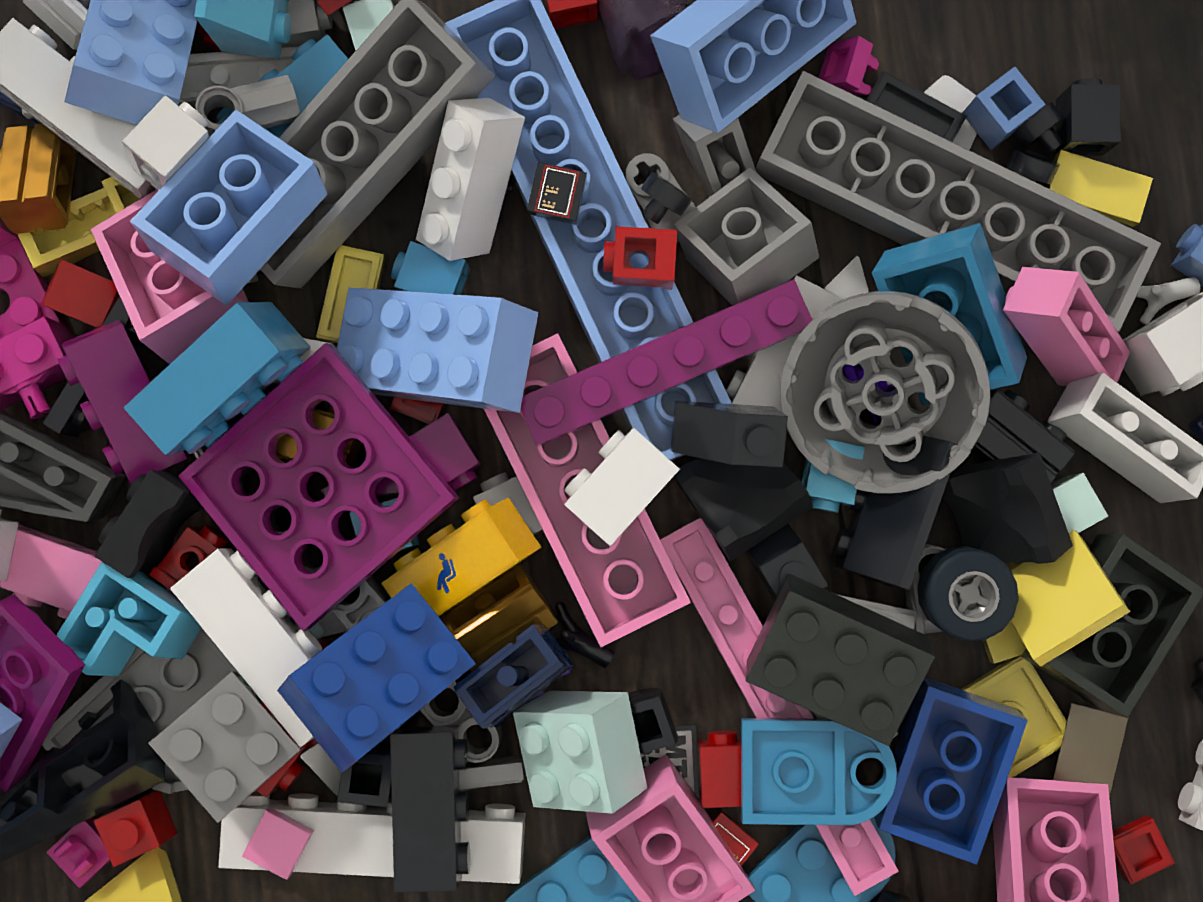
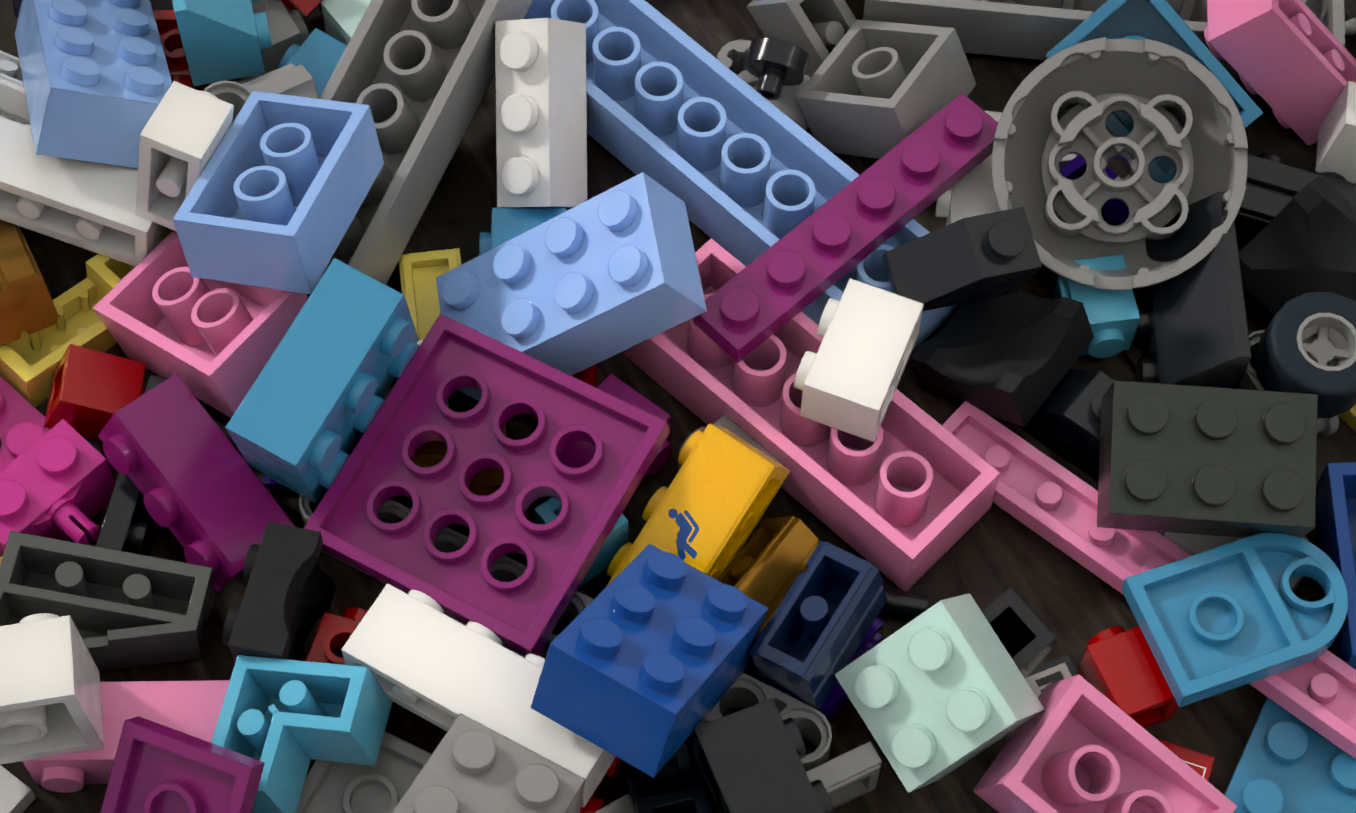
camera: 25 degrees left, 25 degrees down
(557, 193) = (651, 94): black tile -> none
(655, 244) = (780, 118): red brick -> none

